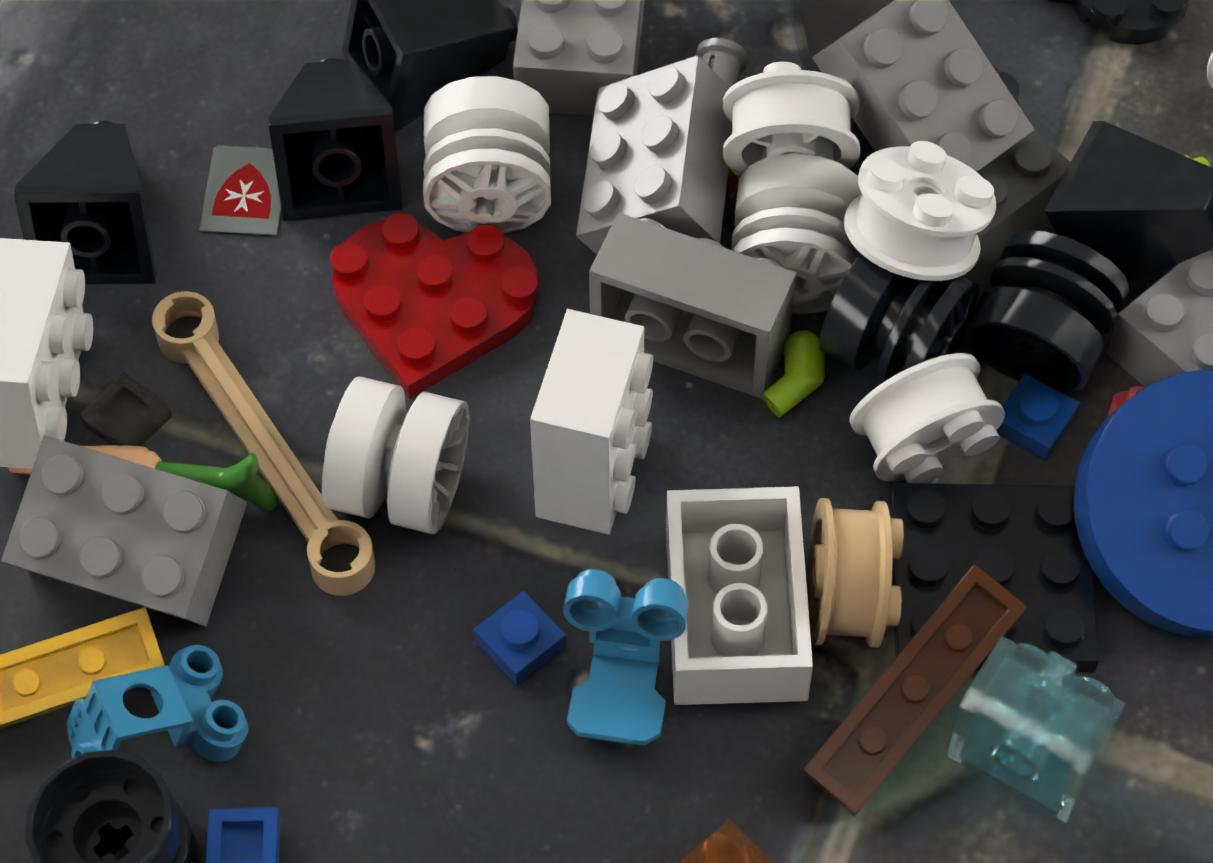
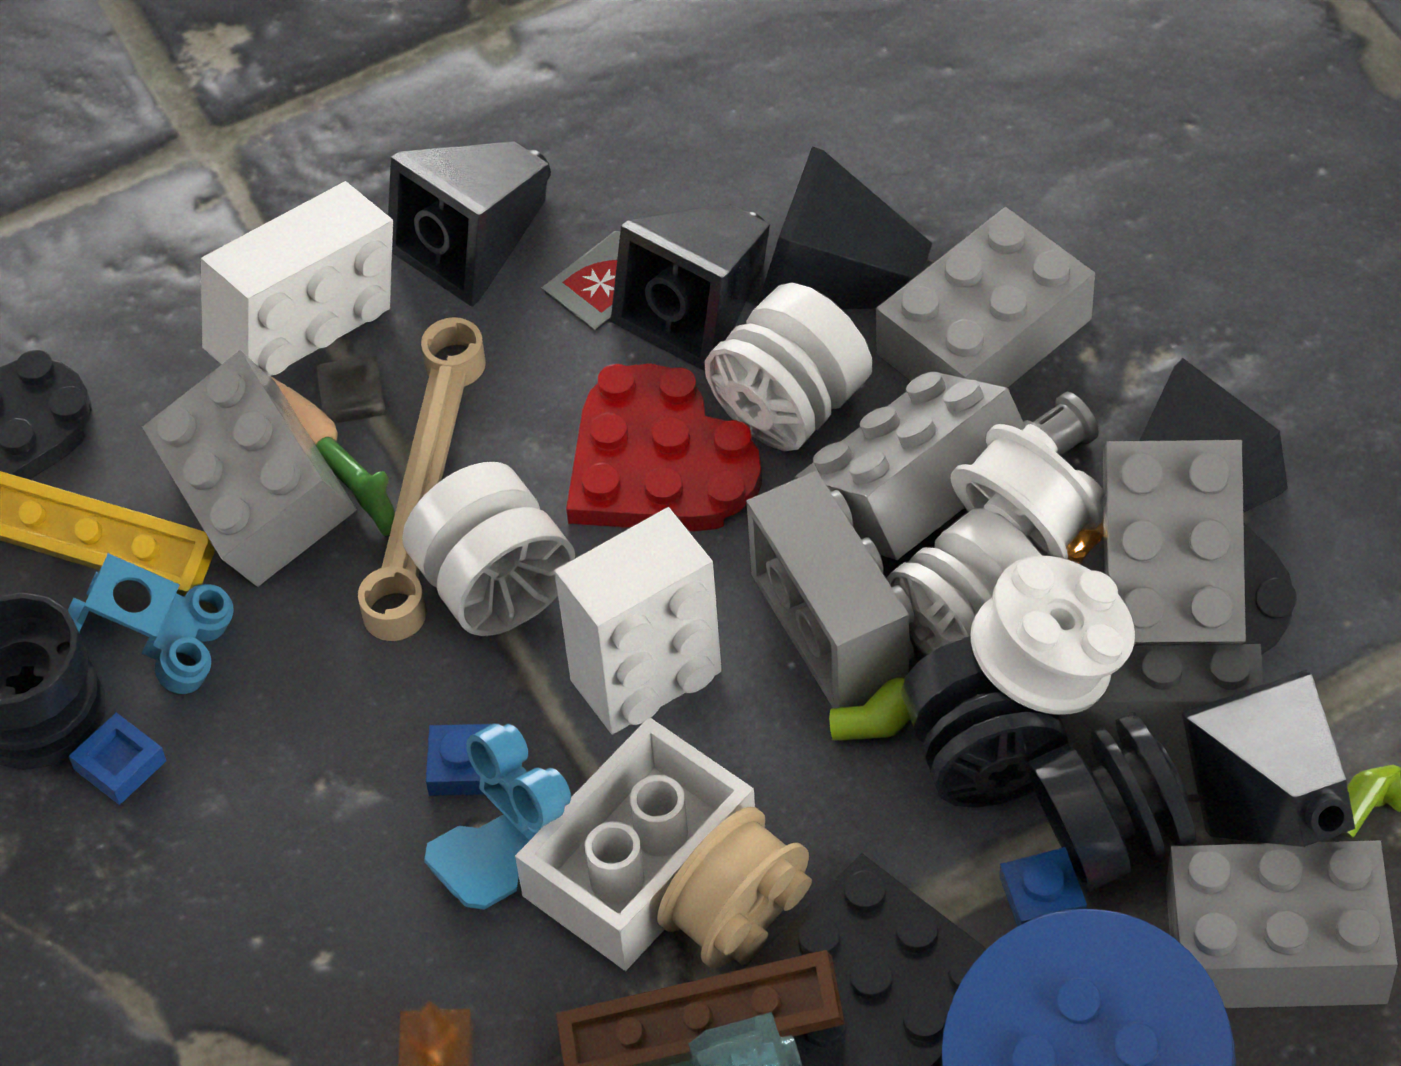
camera: 45 degrees right, 5 degrees down
(928, 418) = (924, 816): white wheel -> none

